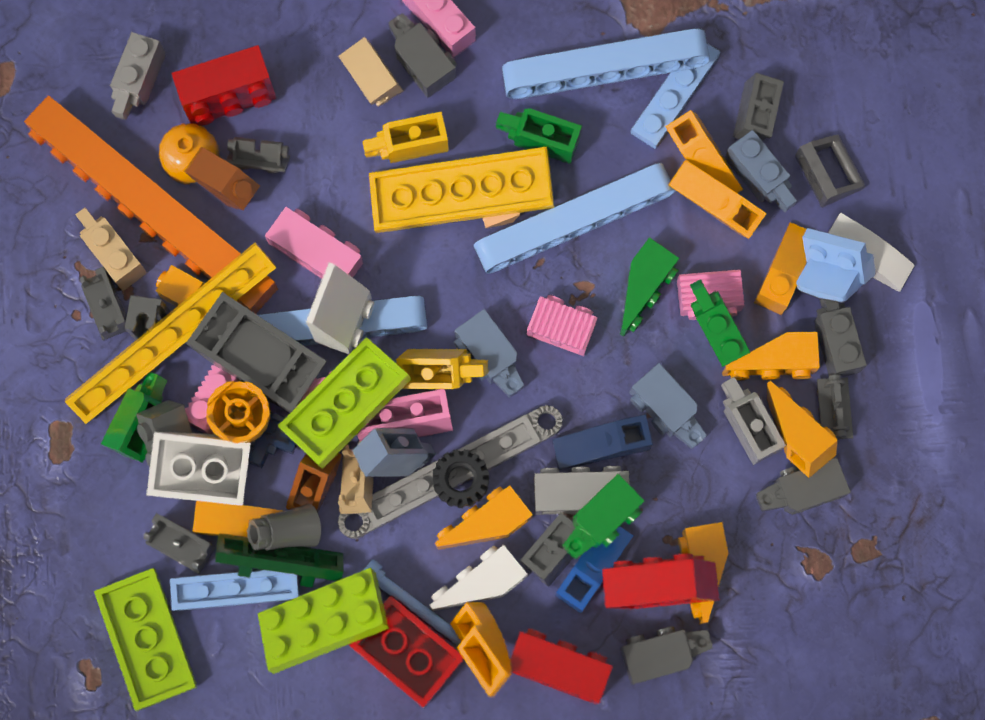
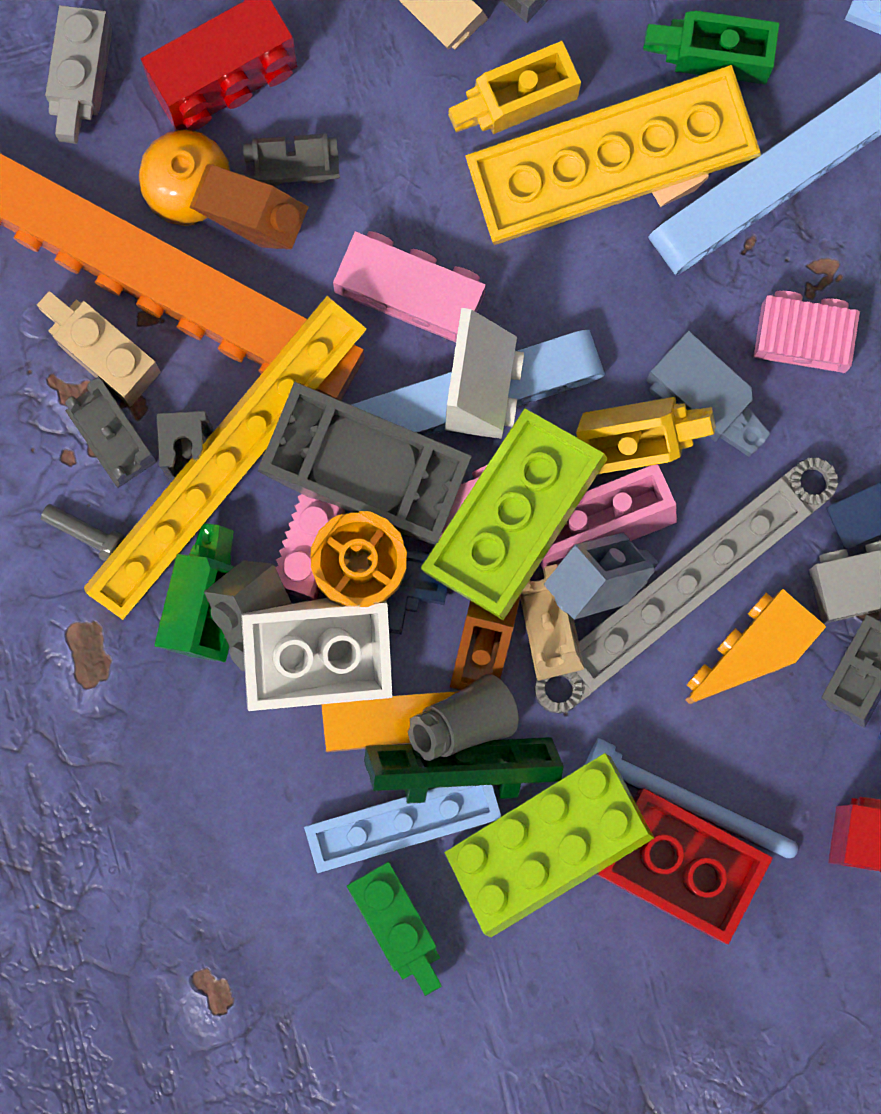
camera: 15 degrees left, 5 degrees up
(73, 362) = (82, 531): none -> dark grey piece
(145, 639) = (286, 923): lime plate -> none
(176, 285) = (216, 385): light orange brick -> none
(178, 543) = (304, 772): dark grey hinge -> none
(214, 653) = (397, 926): none -> green hinge
(460, 459) = (728, 572): black tyre -> none
(482, 646) = (797, 837): light orange slope -> none
(487, 581) = (781, 733): white slope -> none

